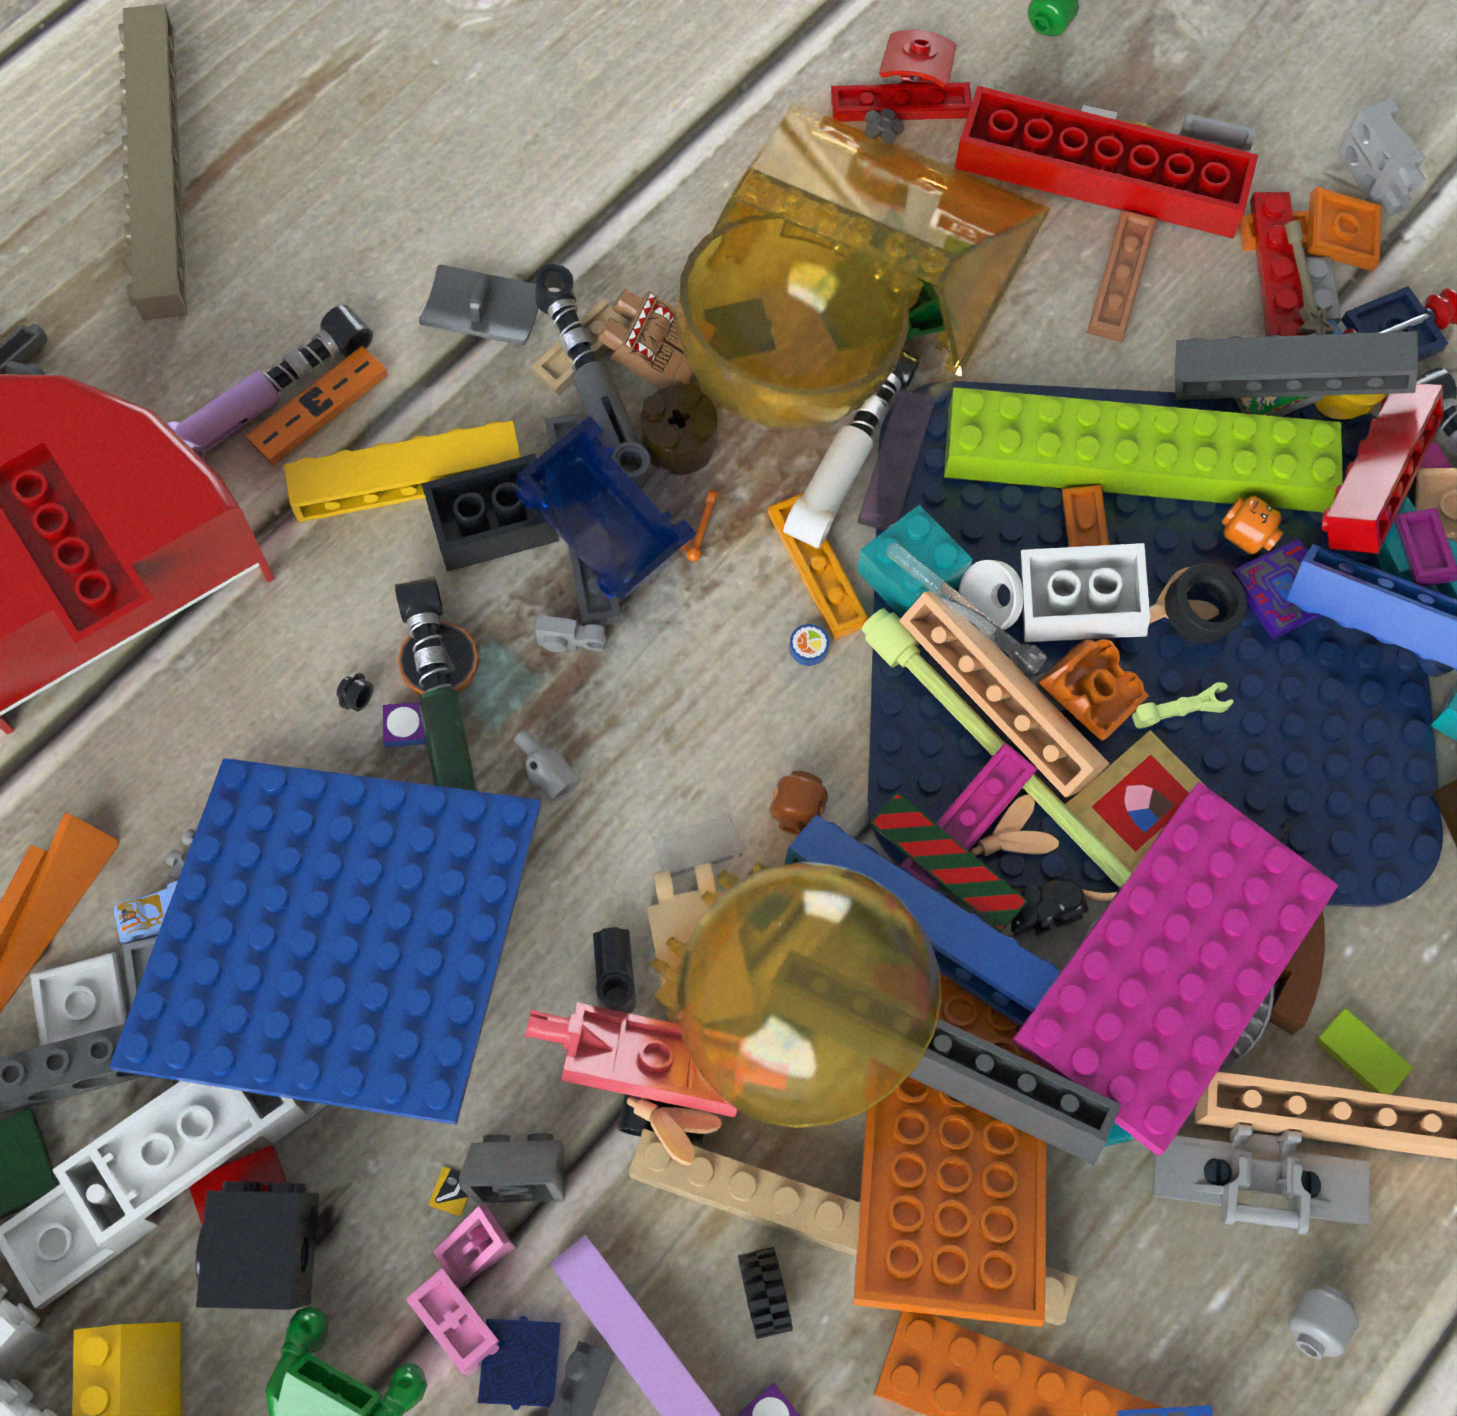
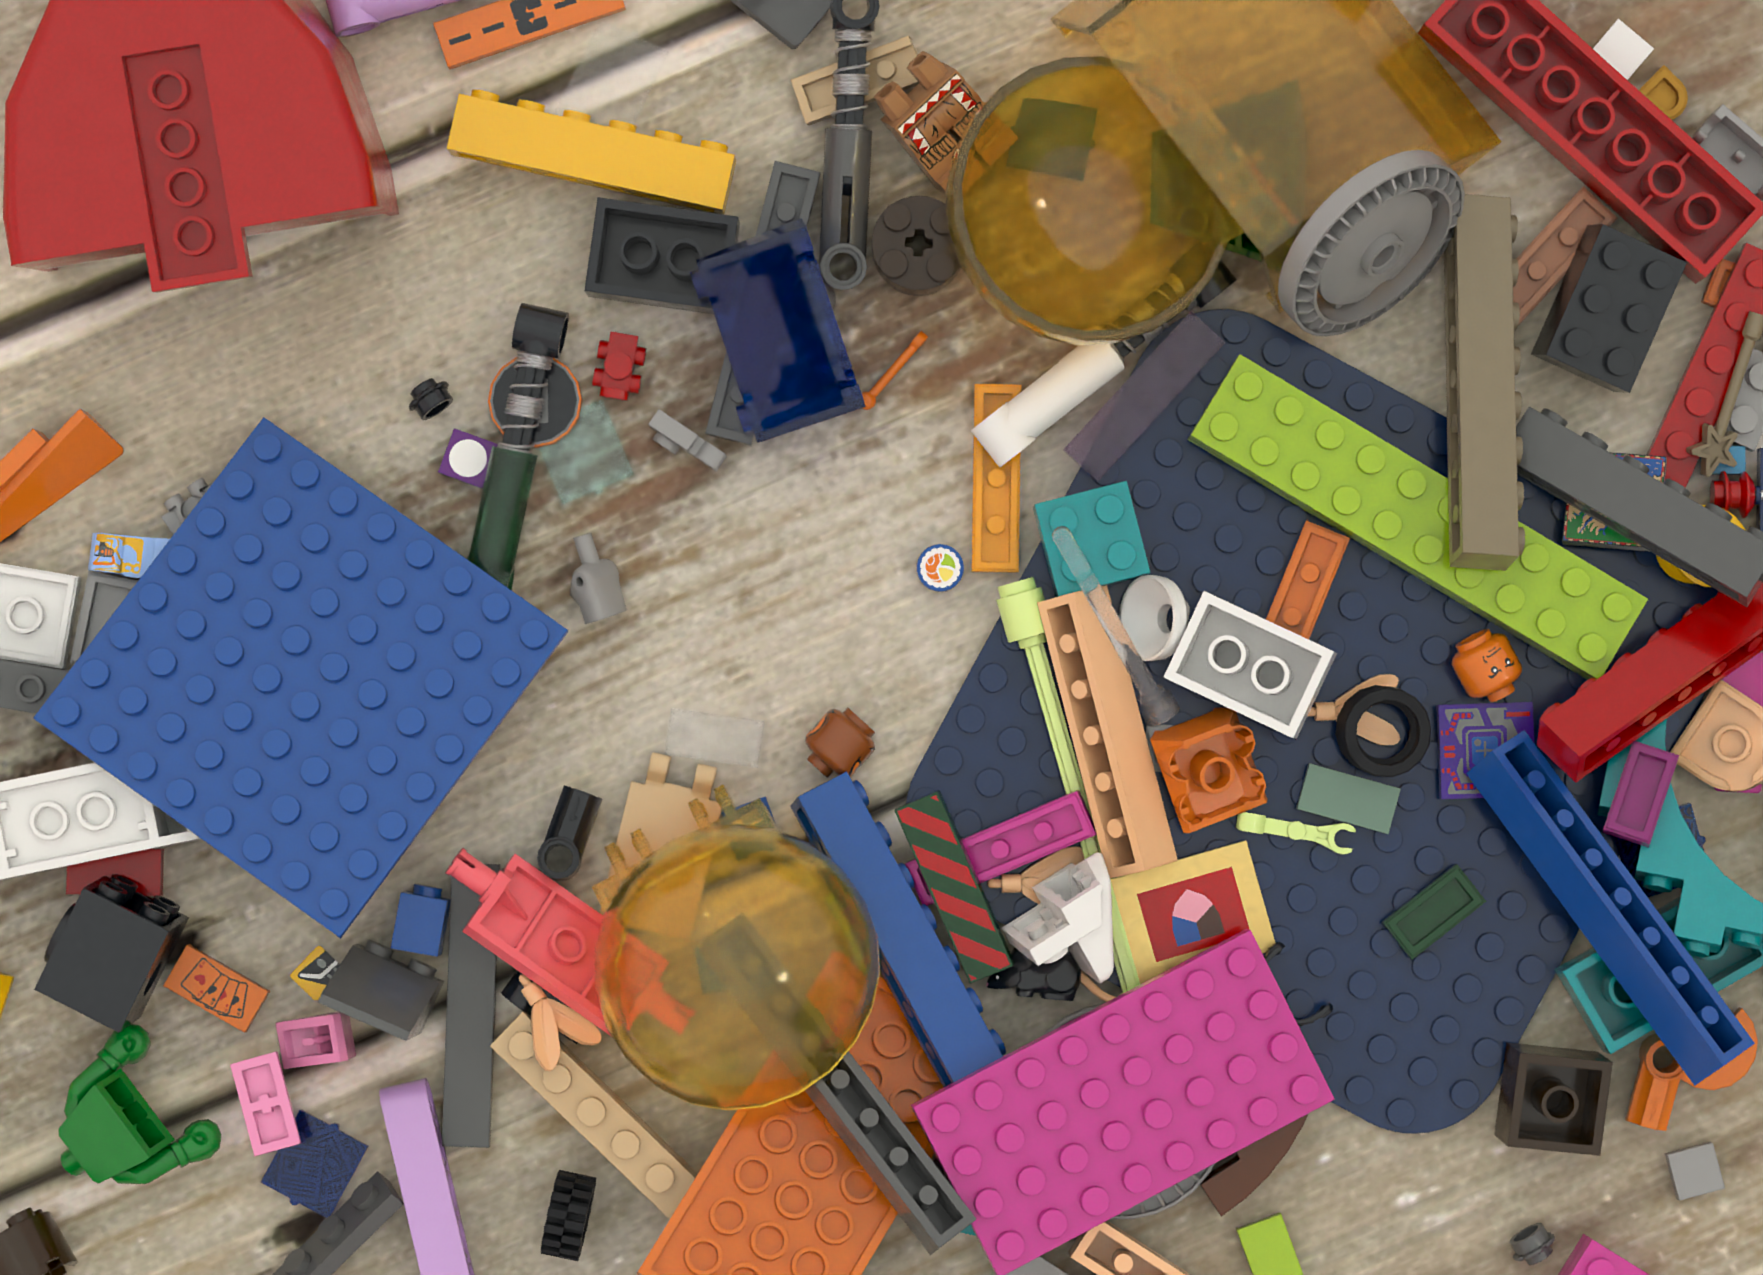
camera: 30 degrees right, 20 degrees up
(368, 1244) = (216, 988): none -> orange tile
(491, 602) = (620, 357): none -> red piece
(522, 1100) = (421, 921): none -> blue brick
(601, 1169) = (468, 1028): none -> dark grey tile
(1005, 270) = (1371, 243): none -> light grey piece
(1057, 840) = (1071, 918): none -> white piece
(1138, 339) = (1482, 387): none -> dark tan brick
(1188, 266) = (1608, 308): none -> black brick
(1206, 665) = (1348, 798): none -> sand green tile
(1319, 720) = (1433, 911): none -> dark green tile

